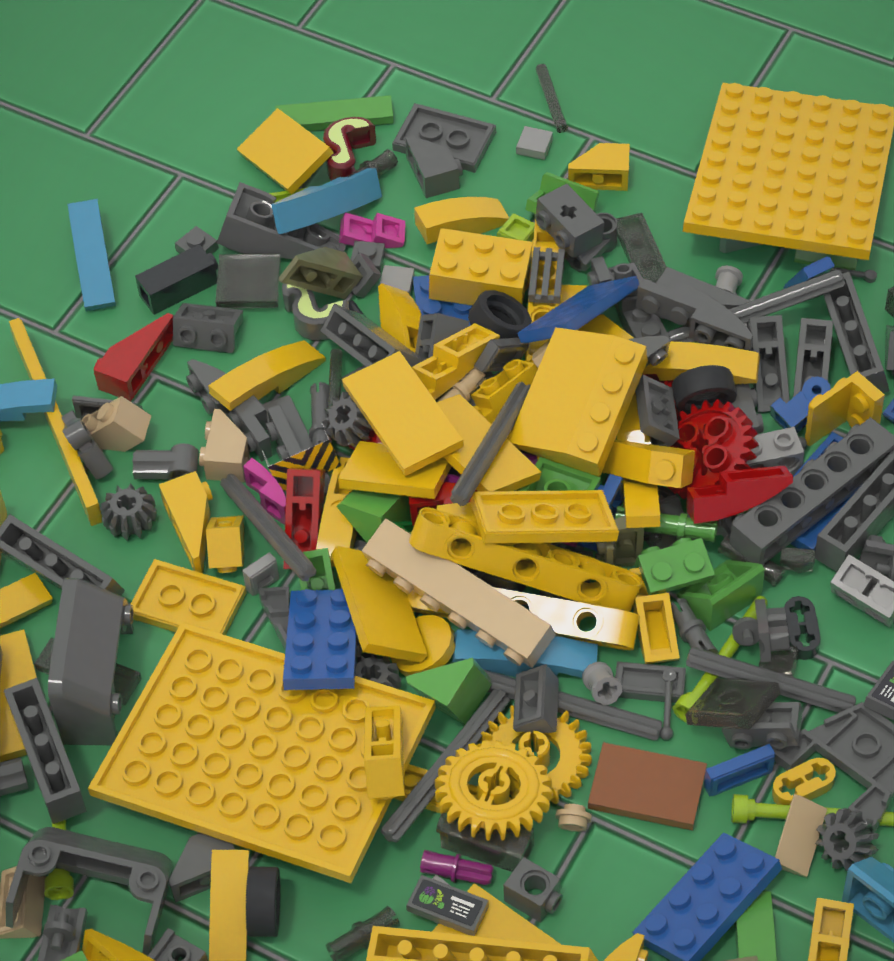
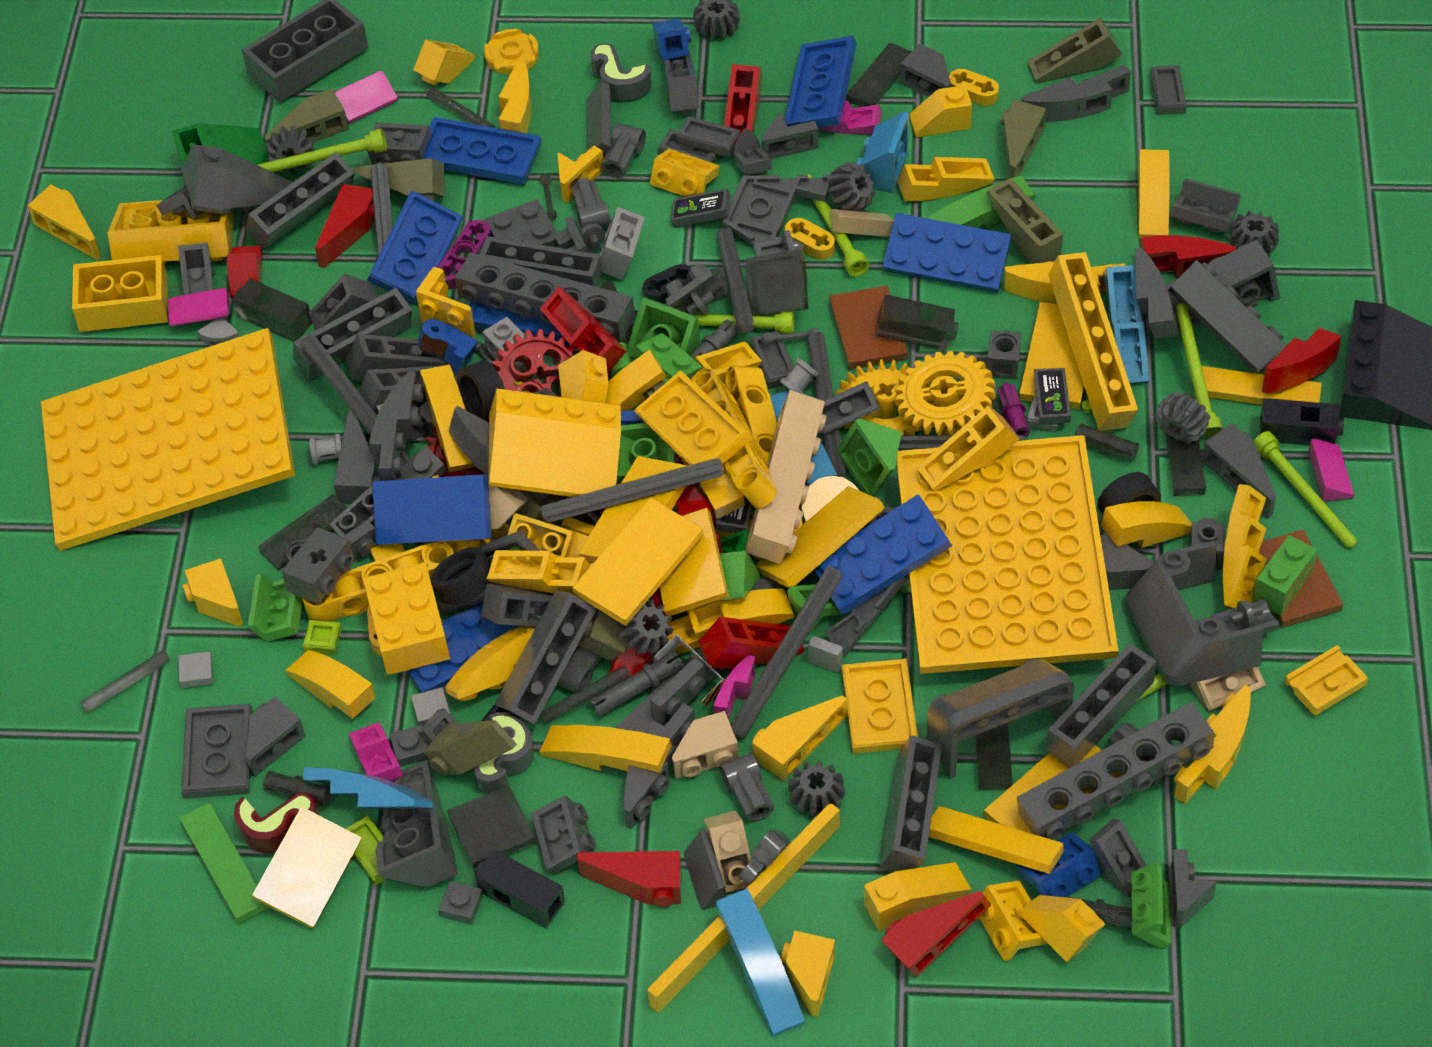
camera: 115 degrees left, 0 degrees up
(91, 255) = (520, 983): dark azure slope -> none
(225, 543) = (805, 689): yellow slope -> none
(547, 256) = (389, 559): dark grey tile -> none
(573, 818) = (925, 348): tan plate -> none
(614, 816) = (916, 322): none -> clear smoke brick
(739, 770) = (826, 272): blue tile -> none
(811, 271) = (300, 381): blue tile -> none

